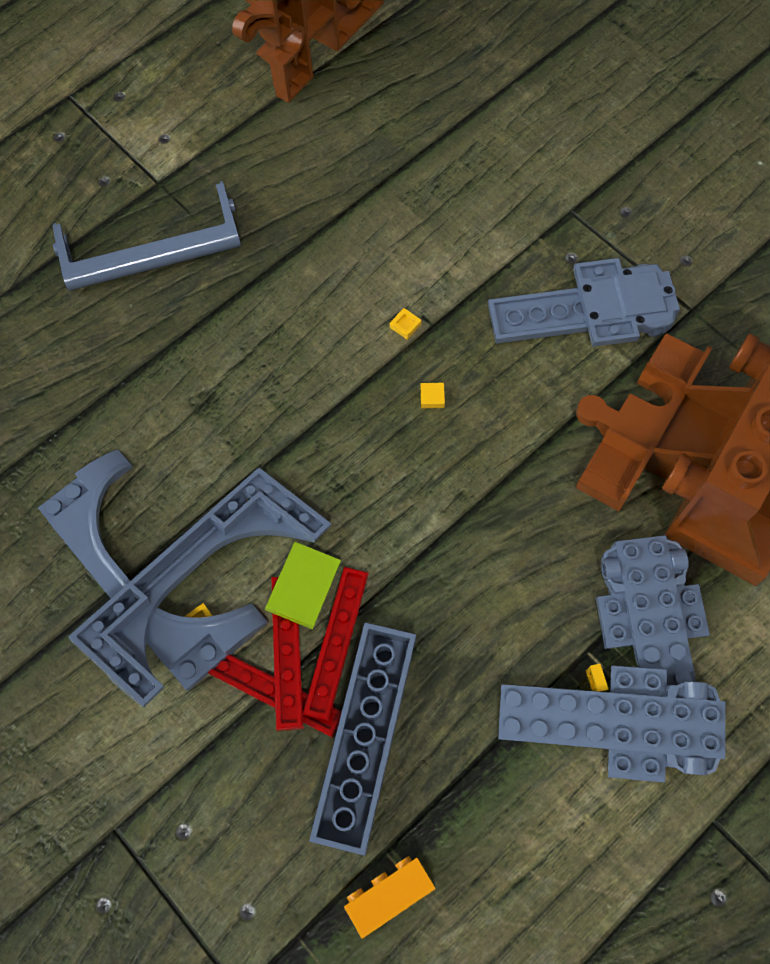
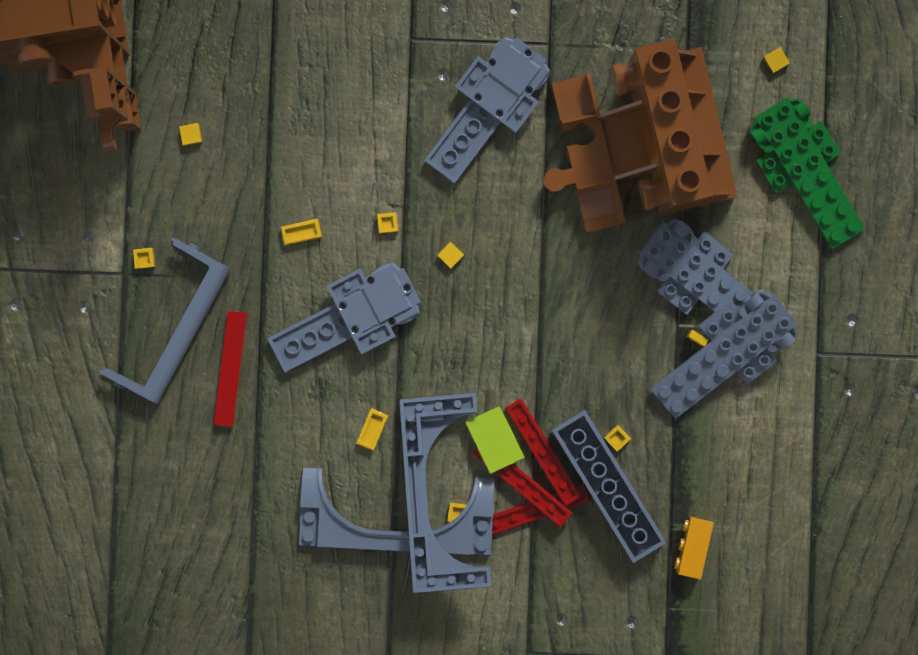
camera: 45 degrees left, 20 degrees up
(153, 318) = (230, 368): none -> red tile
(186, 183) = (144, 258): none -> yellow tile
(209, 474) = (372, 429): none -> yellow tile
(303, 371) = (361, 311): none -> sand blue piece
(321, 133) = (190, 134): none -> yellow tile
(327, 269) = (301, 232): none -> yellow tile
(421, 701) = (617, 438): none -> yellow tile

